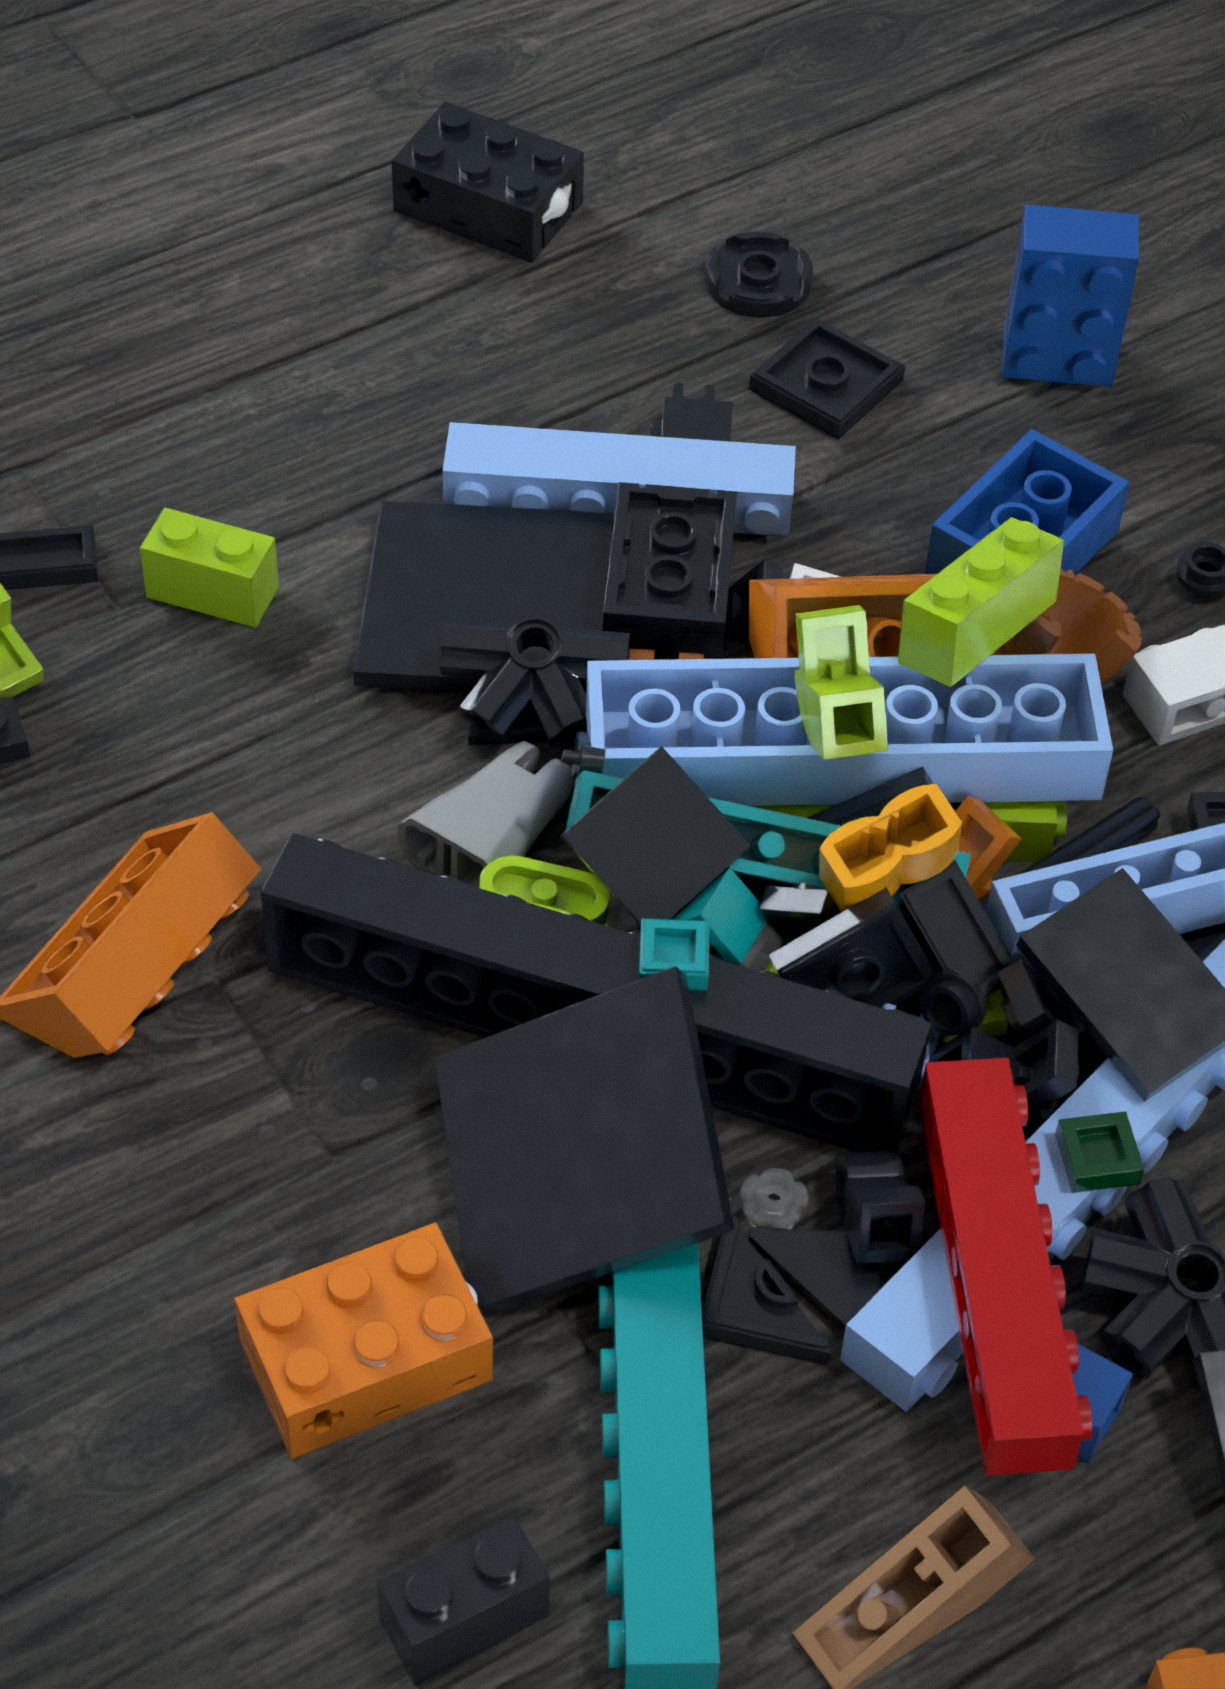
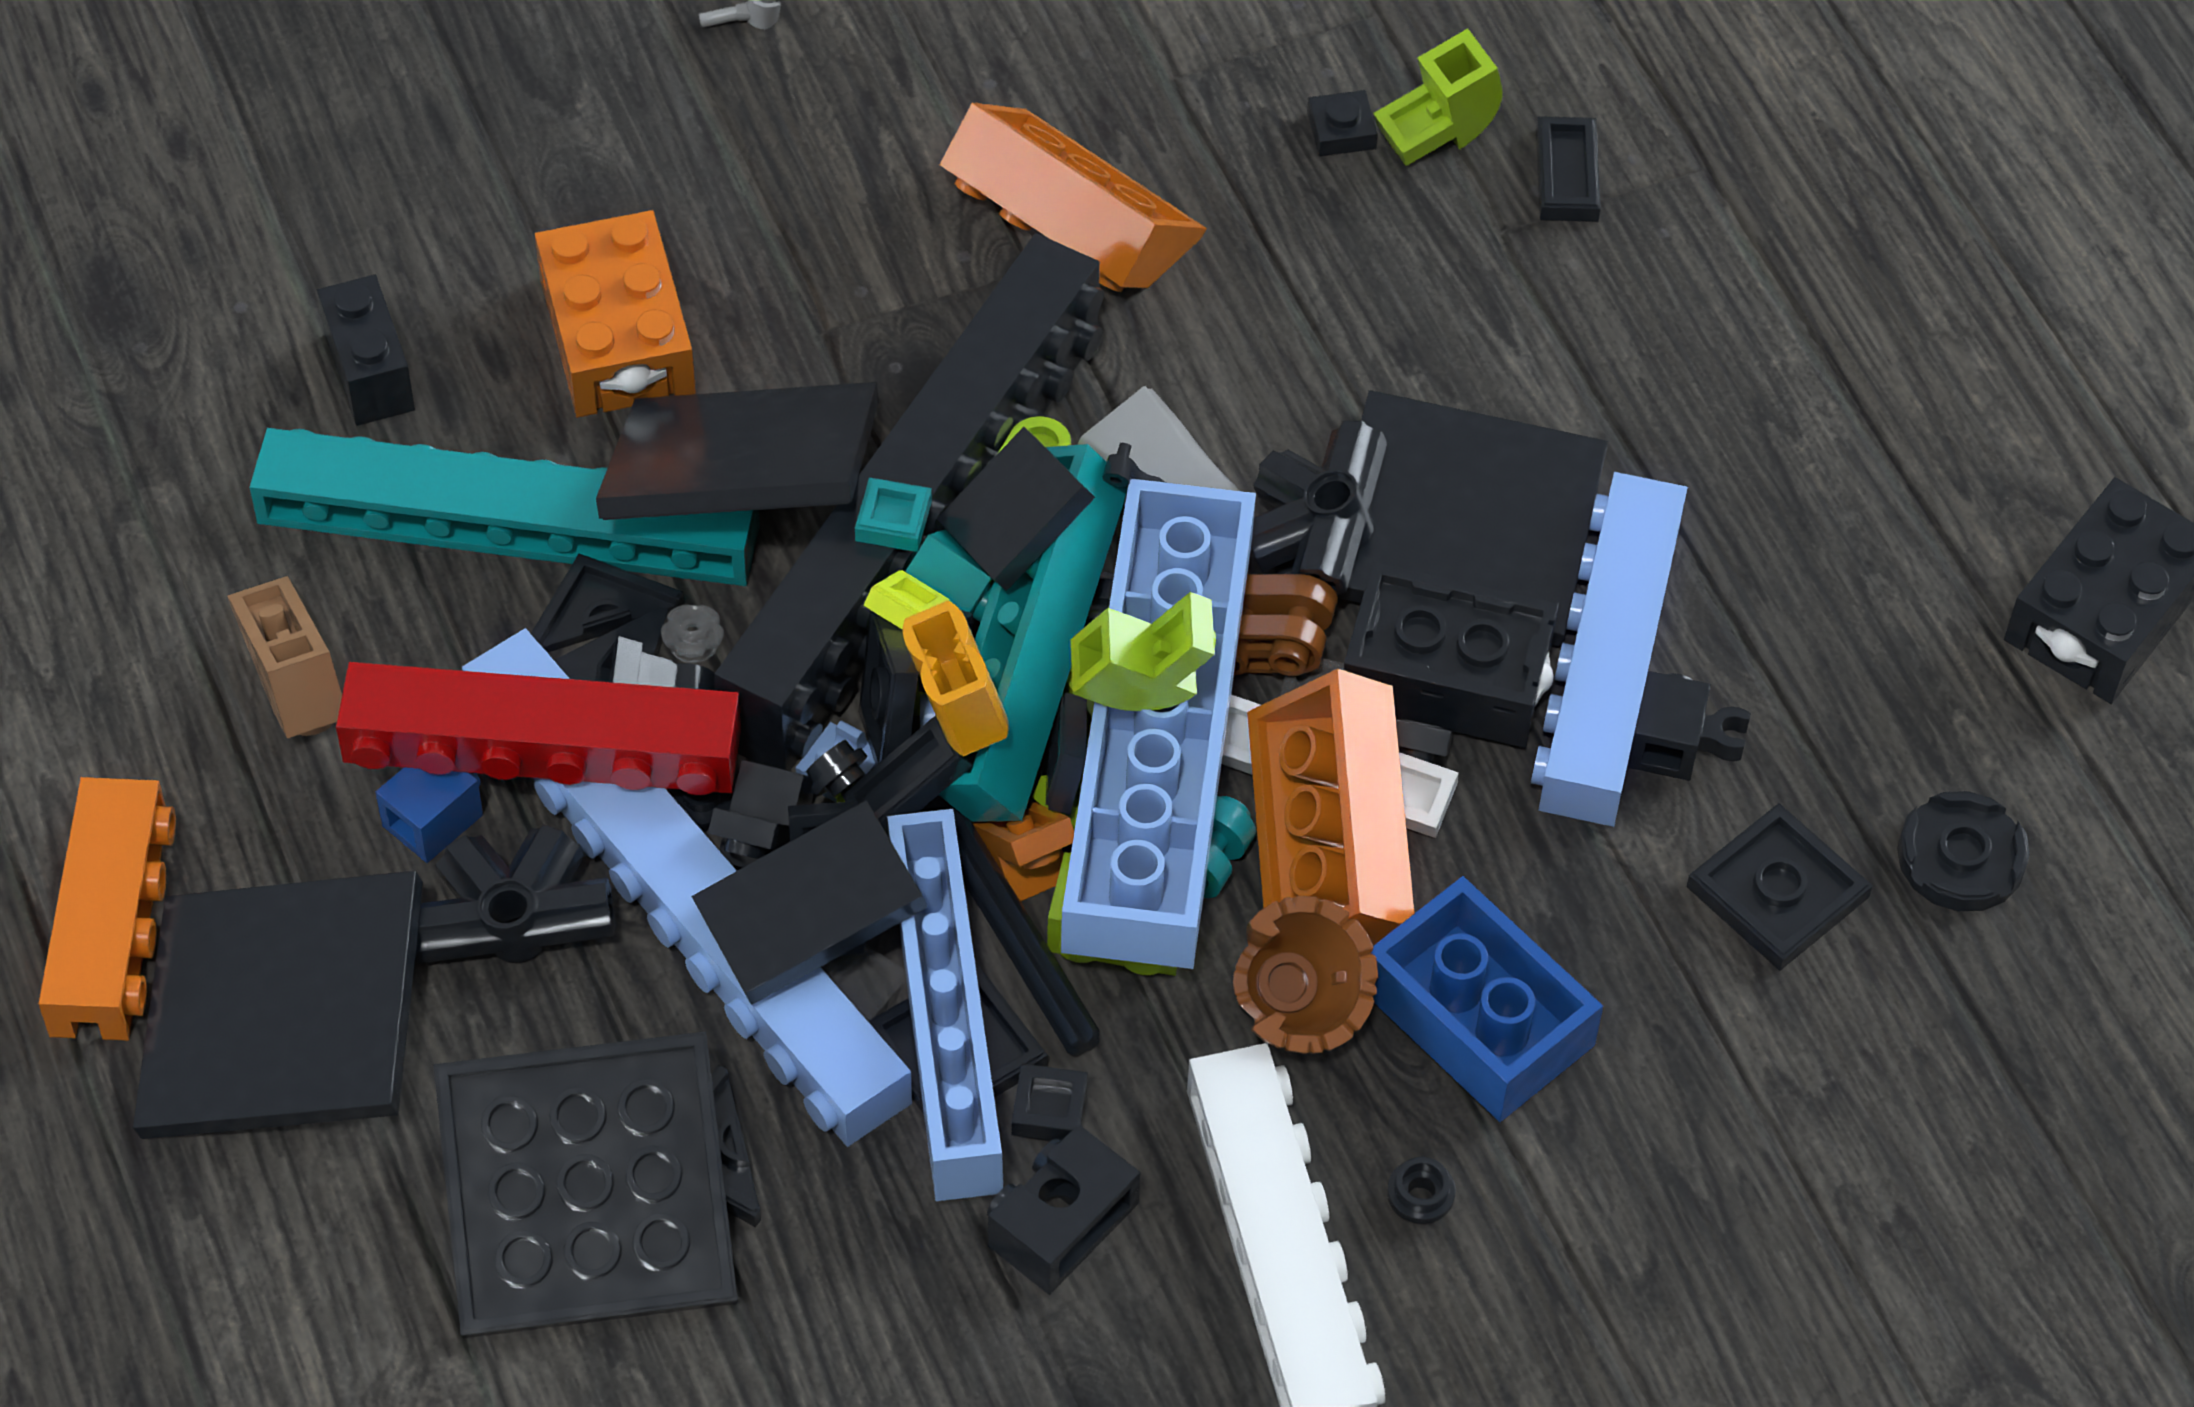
camera: 100 degrees right, 5 degrees up
(210, 567) = (1517, 285): lime brick -> none
(776, 934) = (901, 597): none -> neon yellow tile
(980, 601) = (1260, 815): lime brick -> none
(1070, 295) = (1815, 1089): blue brick -> none
(1099, 1152) = (643, 848): dark green tile -> none

